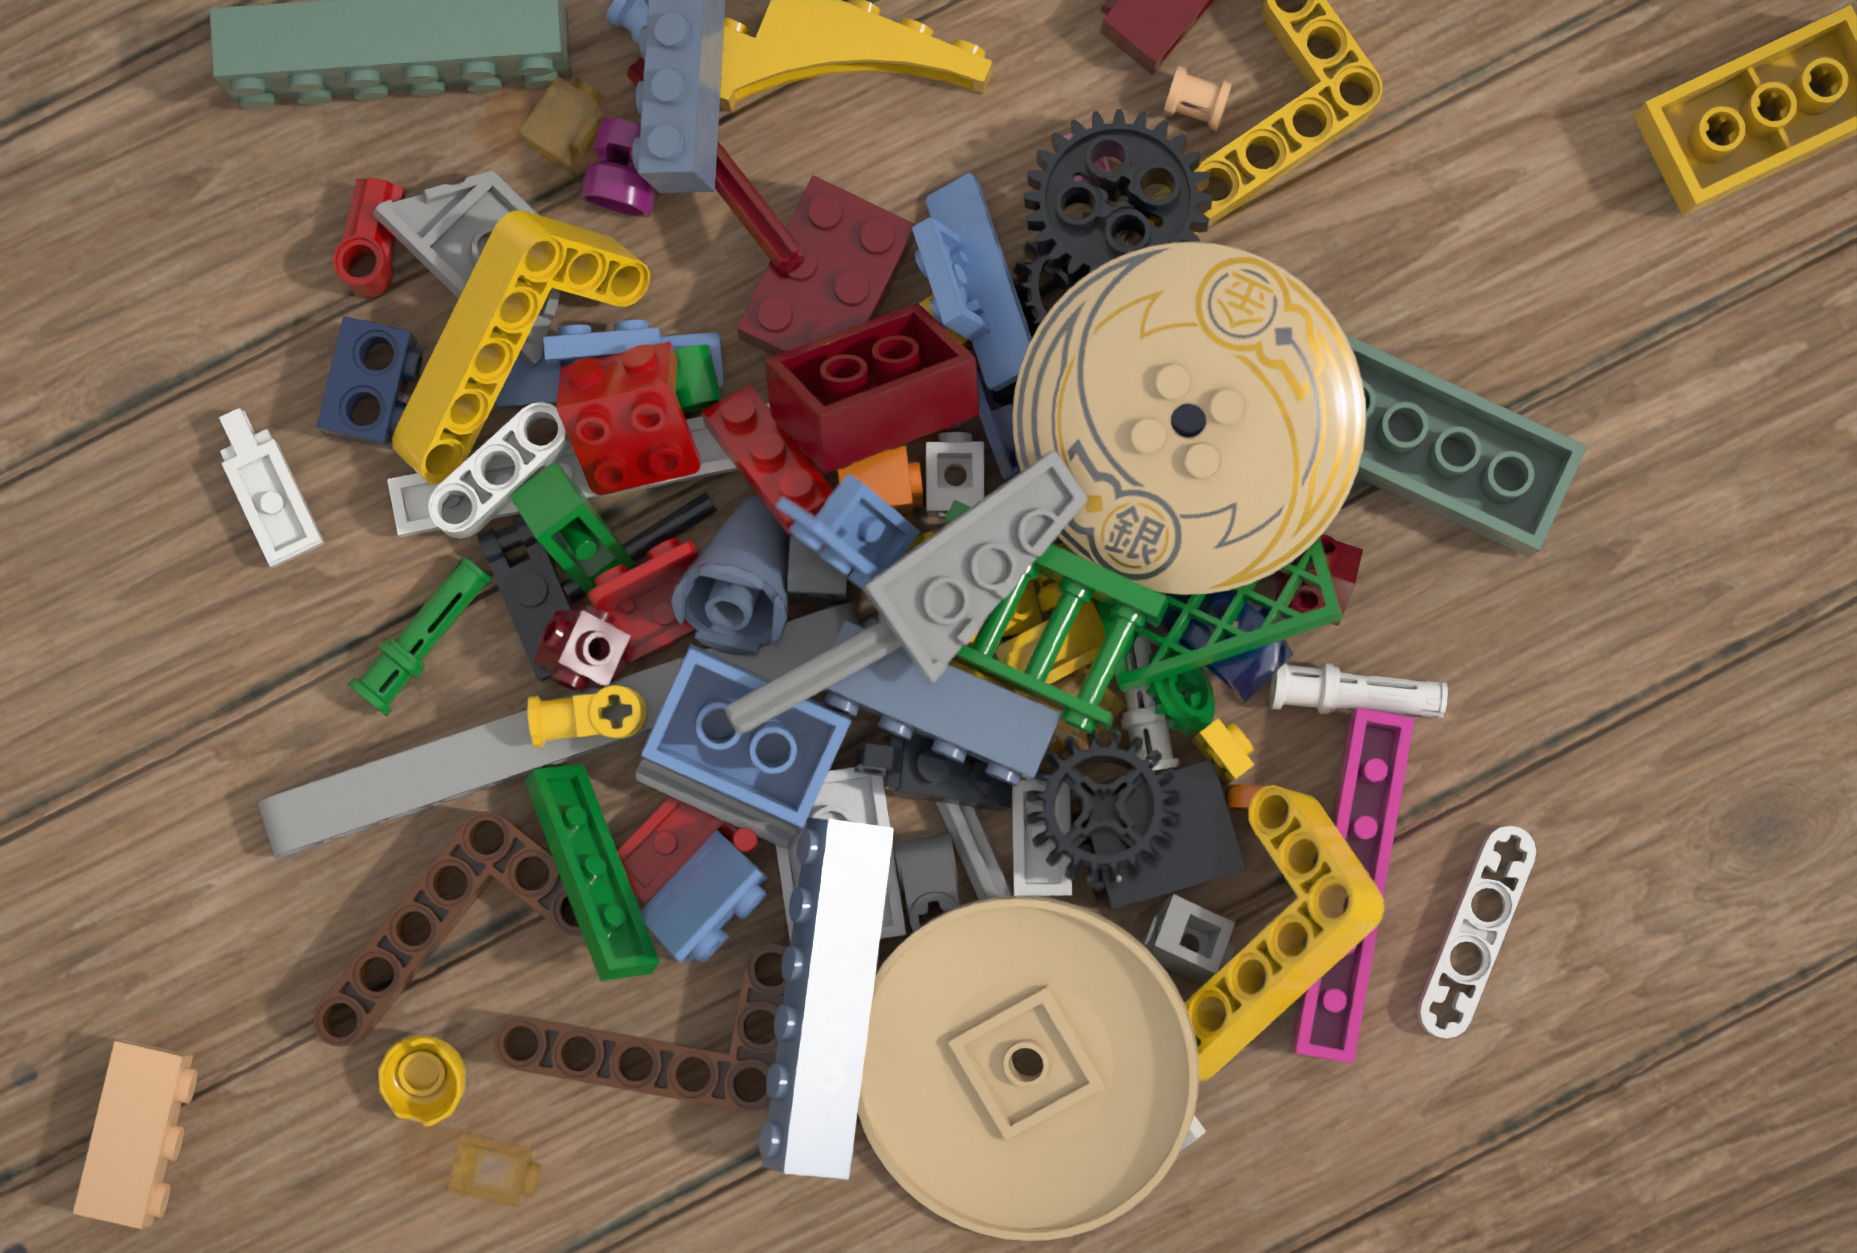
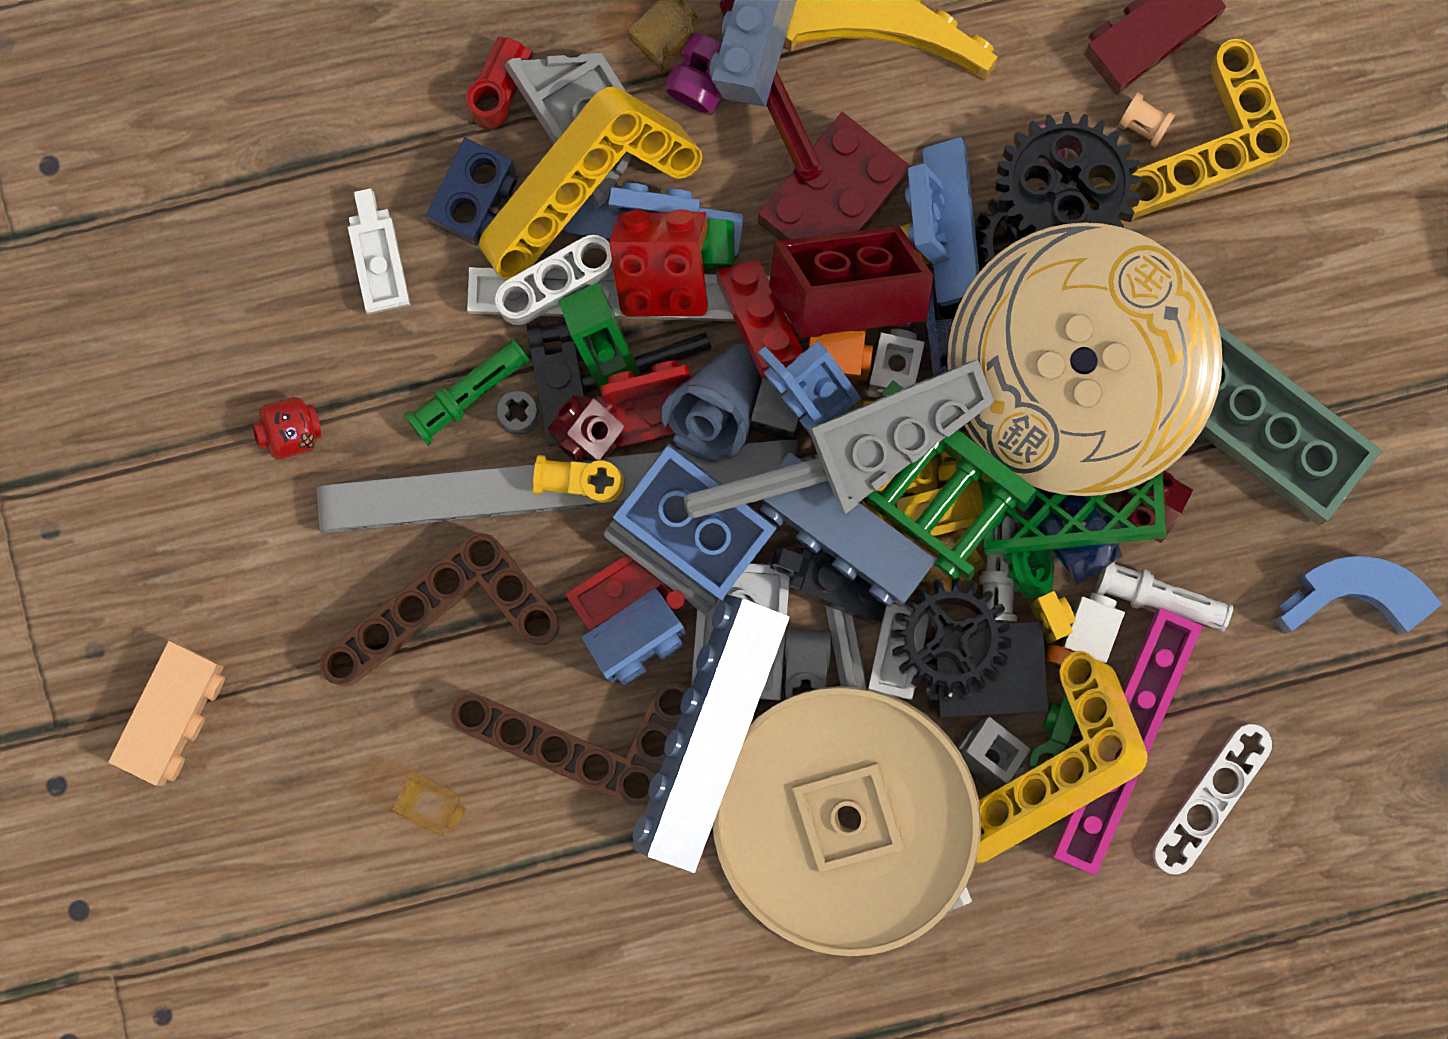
camera: 20 degrees right, 0 degrees up
(203, 736) = (287, 428): none -> red head
(422, 1079) = (391, 723): yellow hair -> none
(492, 631) = (520, 399): none -> dark grey bush
(592, 872) = (554, 597): green plate -> none
(1265, 882) = (1060, 722): none -> green plate
(1279, 750) = (1094, 626): none -> white brick
(1624, 611) = (1385, 585): none -> medium blue arch

